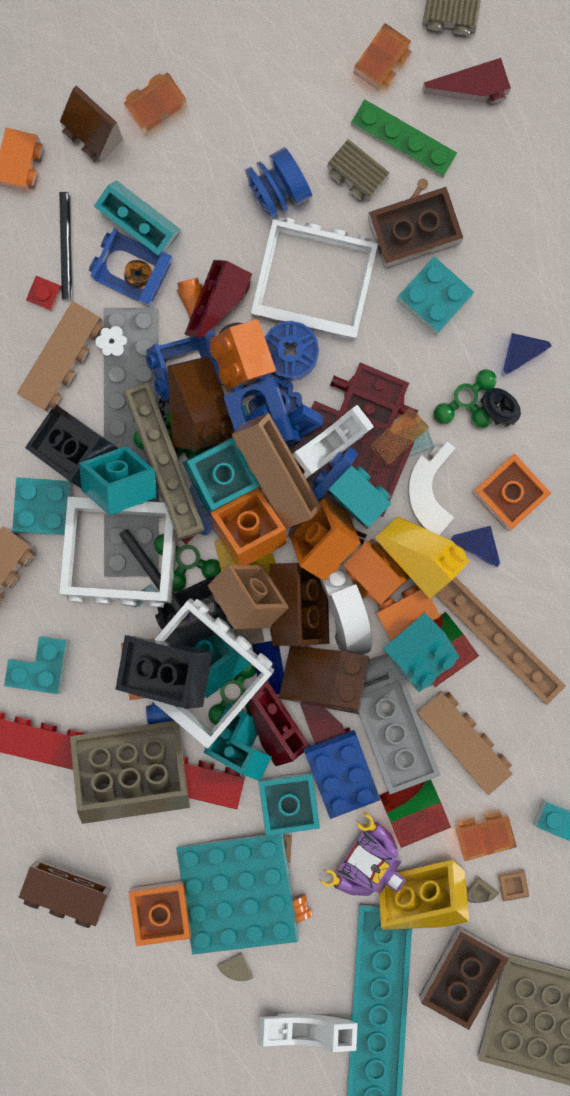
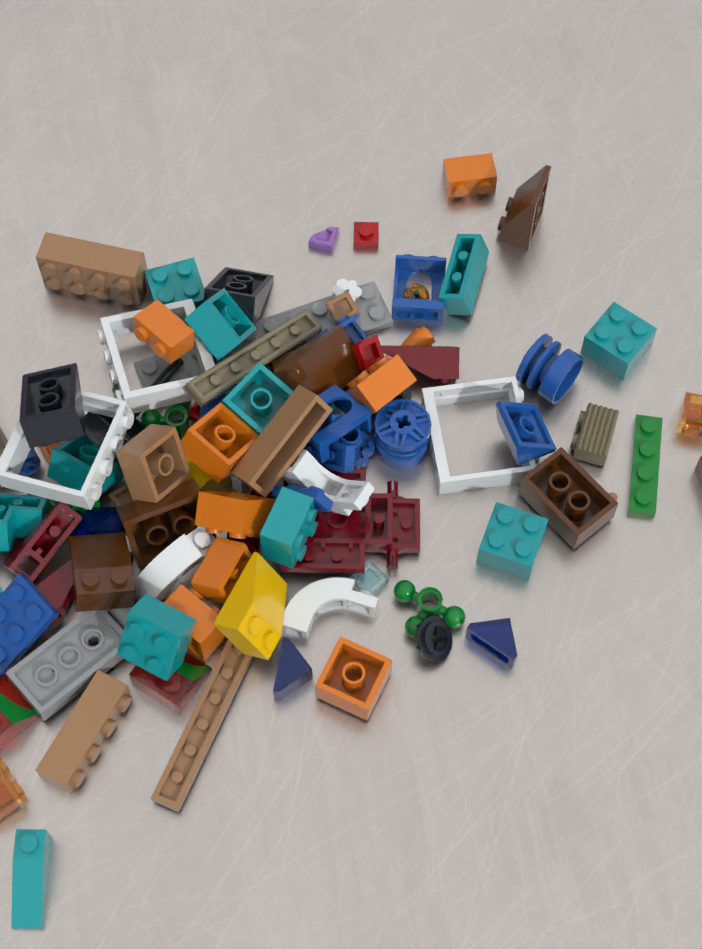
camera: 65 degrees right, 25 degrees down
(31, 336) = (325, 239): none -> medium lavender tile
(45, 673) = (28, 343): teal brick -> none
(60, 356) = (314, 261): medium nougat brick -> none
(65, 245) = (414, 237): black bar -> none
(107, 539) = (163, 331): none -> orange brick
(131, 353) = (341, 306): none -> medium nougat tile
(154, 102) = (570, 257): clear orange brick -> none
(201, 350) = (368, 352): none -> red plate
(268, 101) = (618, 340): none -> teal brick
(340, 237) = (524, 431): none -> blue slope
(399, 436) = (362, 546): clear orange brick -> none

